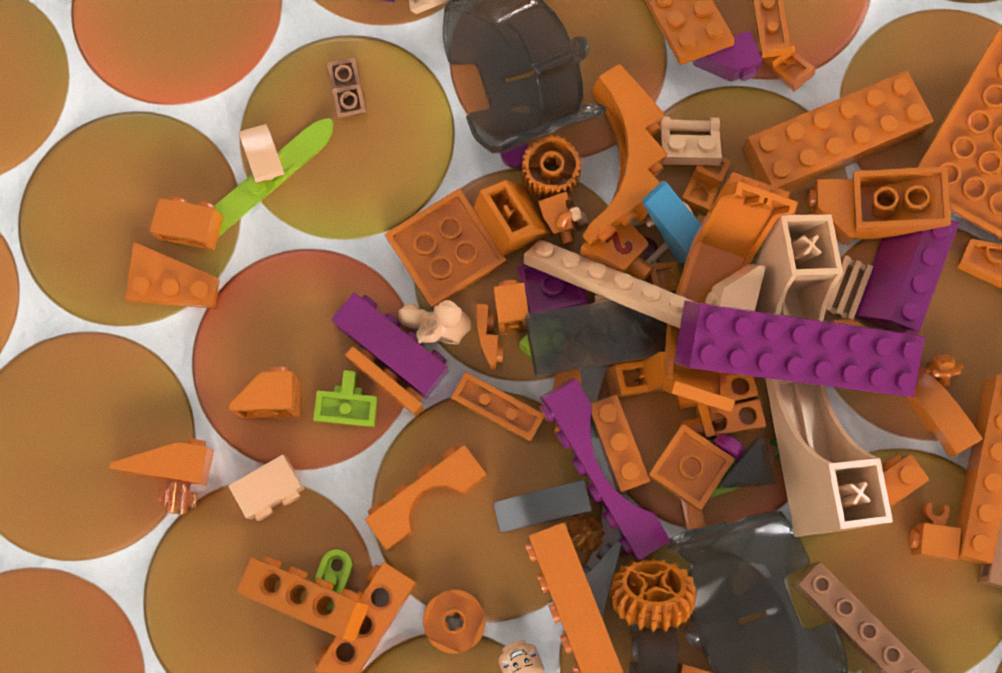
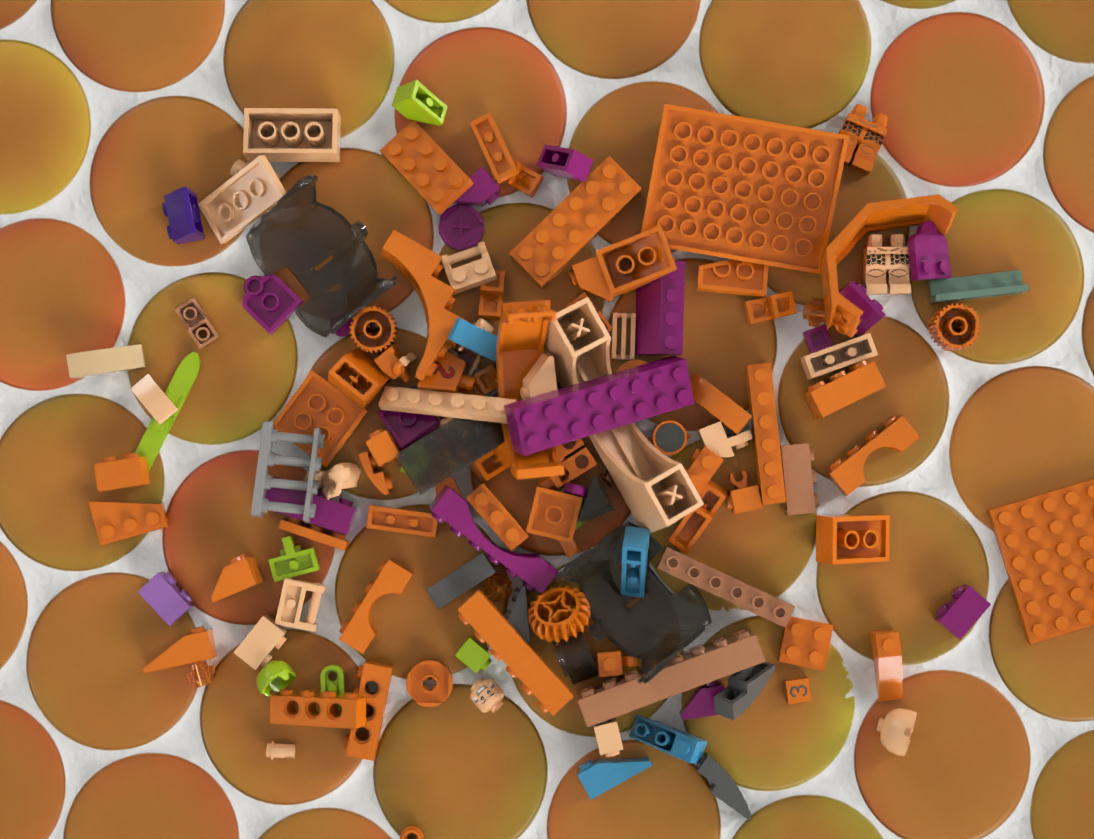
camera: 20 degrees left, 10 degrees up
(176, 390) = (167, 597): none -> medium lavender brick
(222, 90) = (105, 361): none -> tan slope
(234, 634) = (278, 750): none -> light nougat pin
(265, 537) = (274, 676): none -> lime hair
(323, 455) = (292, 601): none -> light nougat plate
(352, 291) = (265, 481): none -> light grey fence
(441, 94) = (269, 301): none -> magenta plate
(524, 607) = (474, 655): none -> lime brick
(697, 94) = (461, 227): none -> magenta tile
(772, 565) = (634, 561): none -> dark azure slope
(851, 60) = (564, 163): none -> magenta brick
(867, 427) = (669, 437): none -> pearl dark grey piece
(867, 544) = (694, 523): none -> orange slope
(926, 450) = (716, 440): none -> light nougat brick
(944, 368) = (711, 371): orange plant -> none

